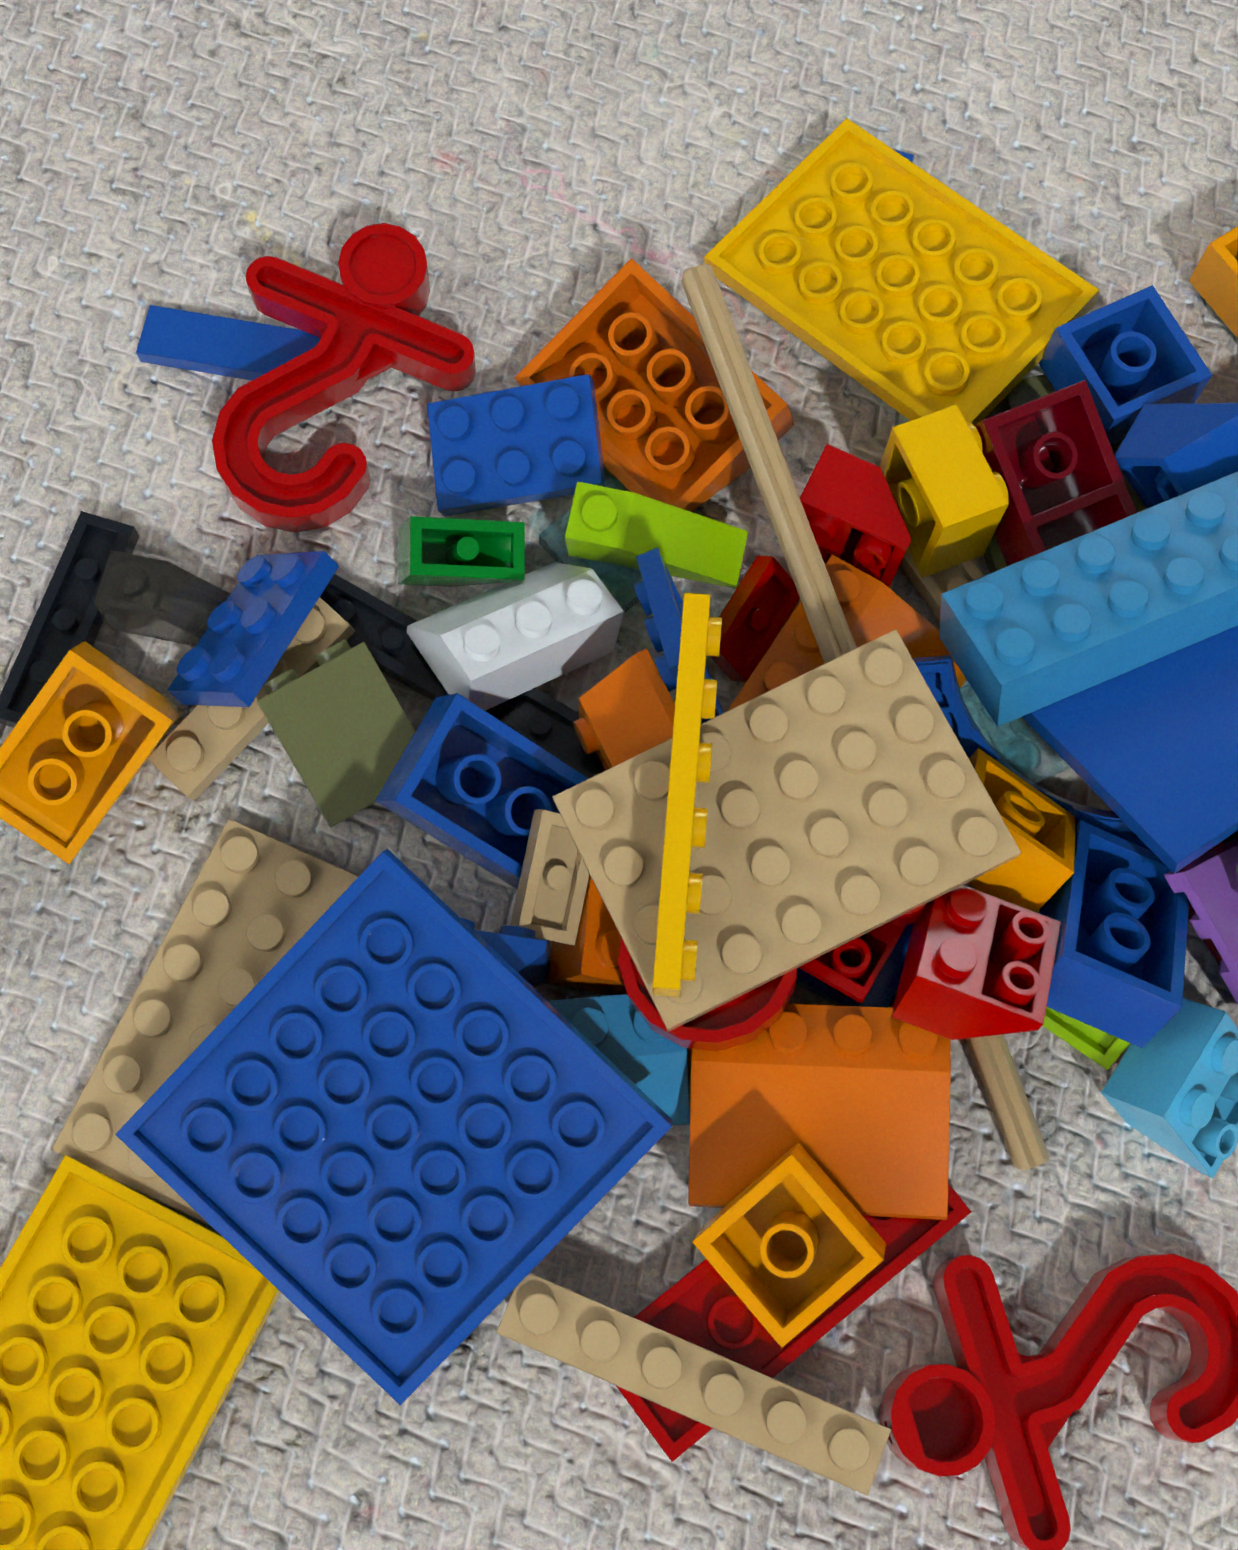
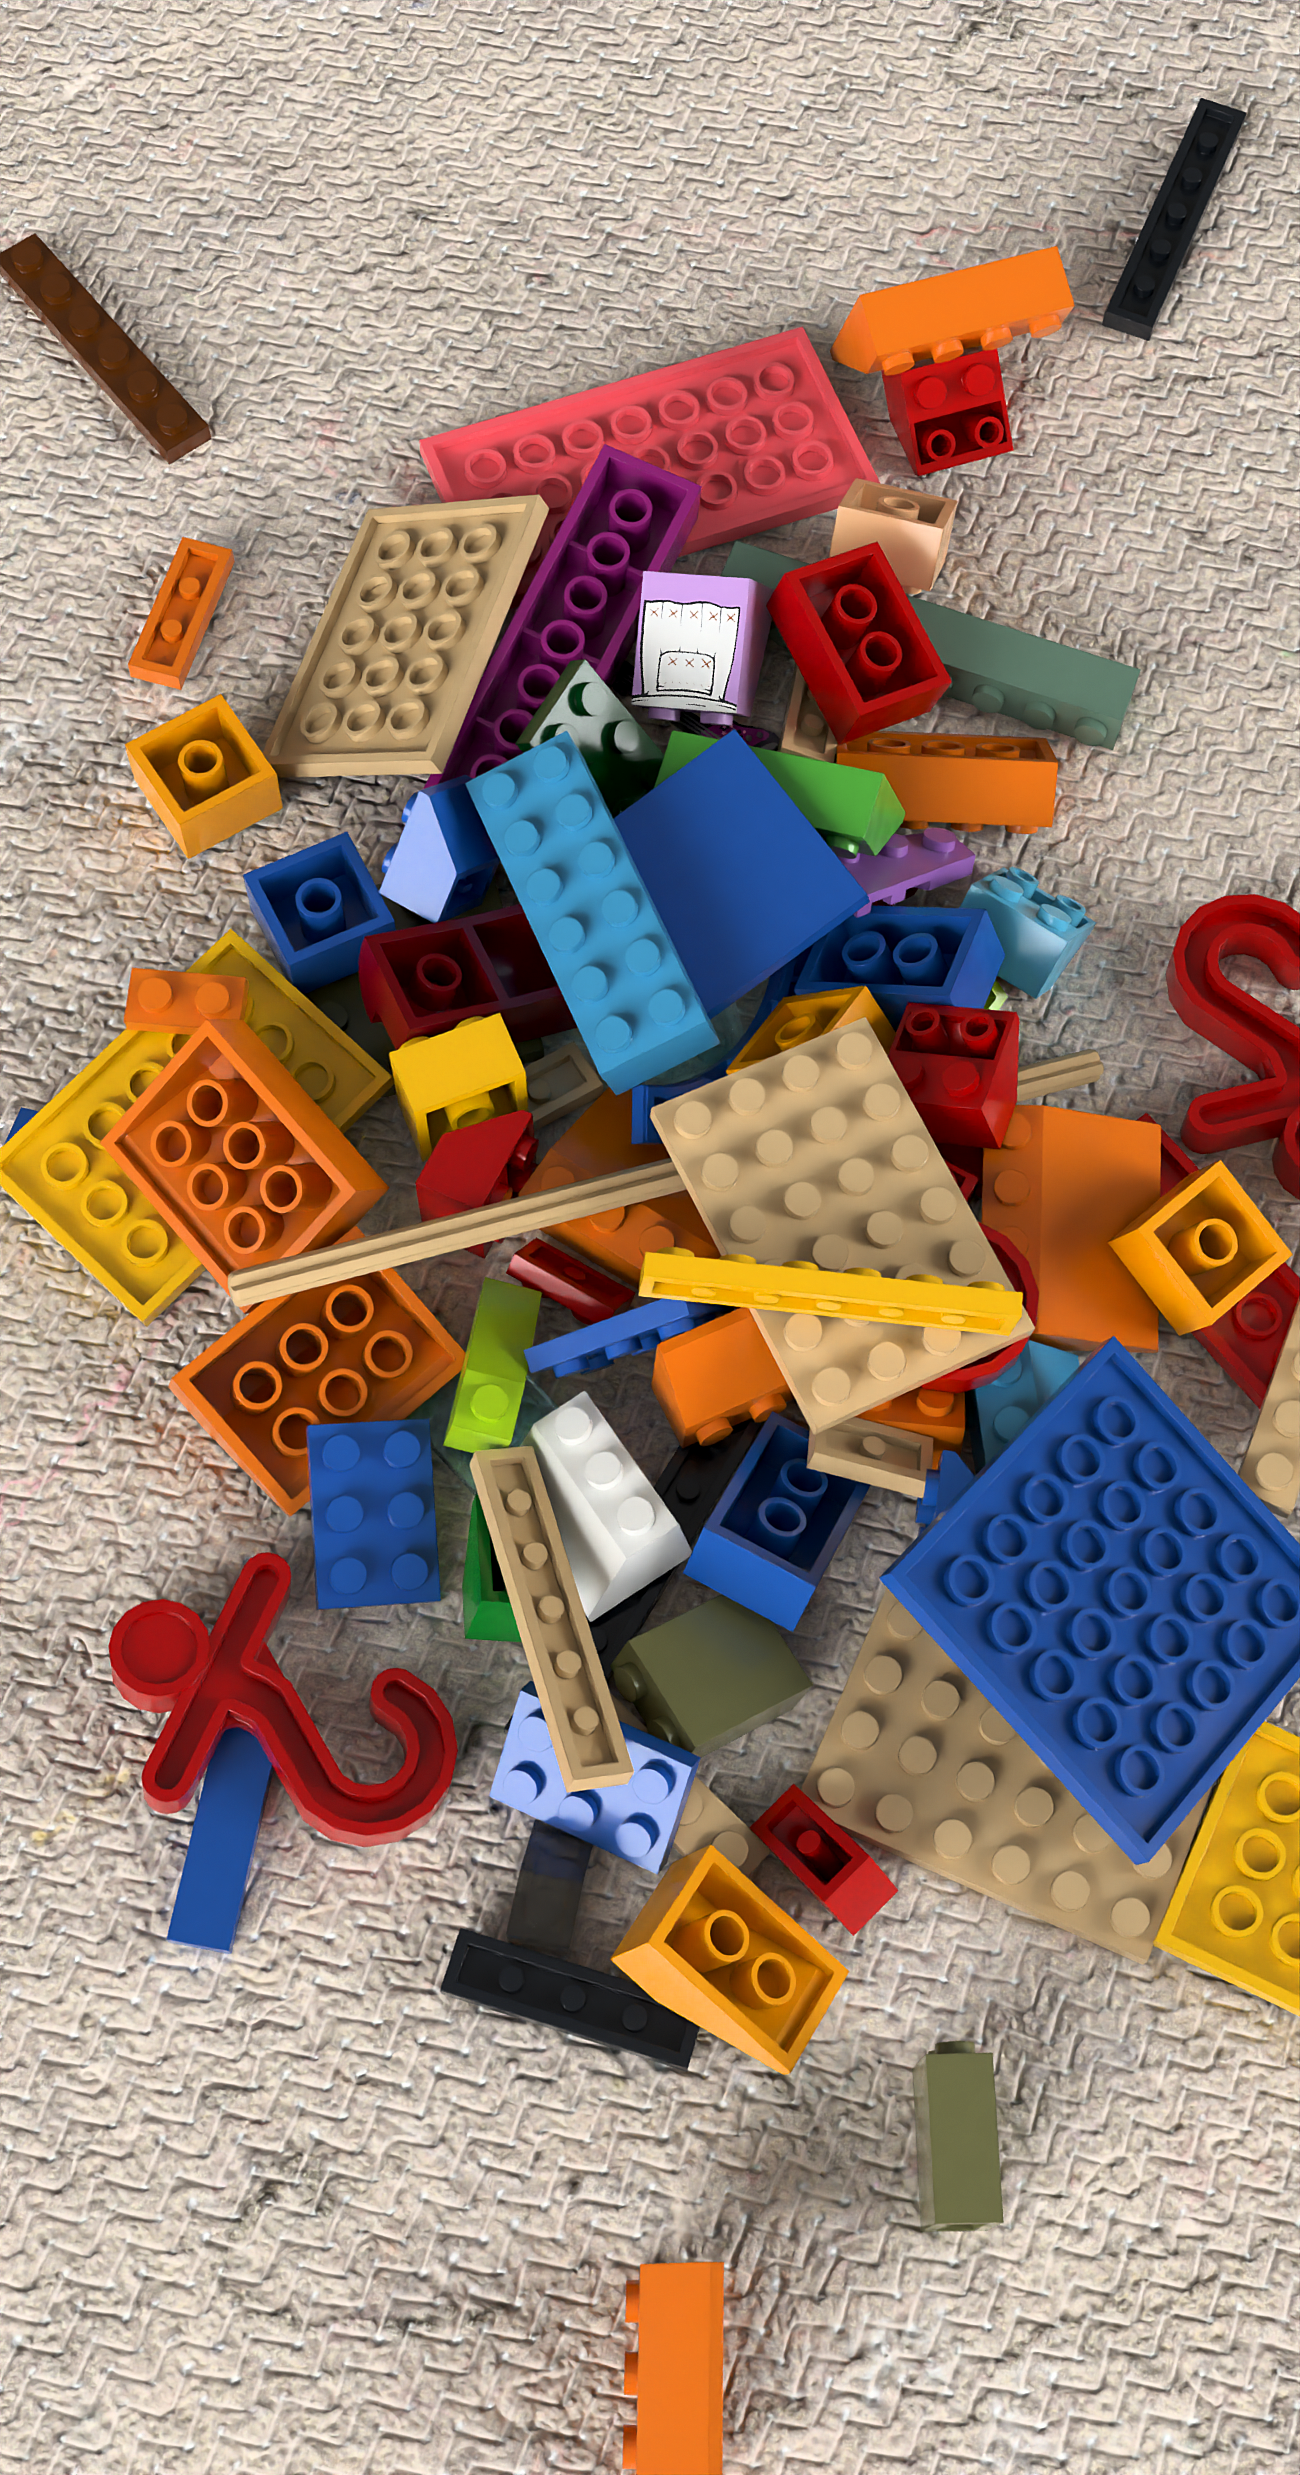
camera: 90 degrees left, 5 degrees down
(165, 838) = (824, 1859): none -> red slope
(385, 569) = (551, 1620): none -> tan plate
(860, 311) = (241, 1155): none -> orange slope
(1015, 256) = (182, 1000): none -> orange plate

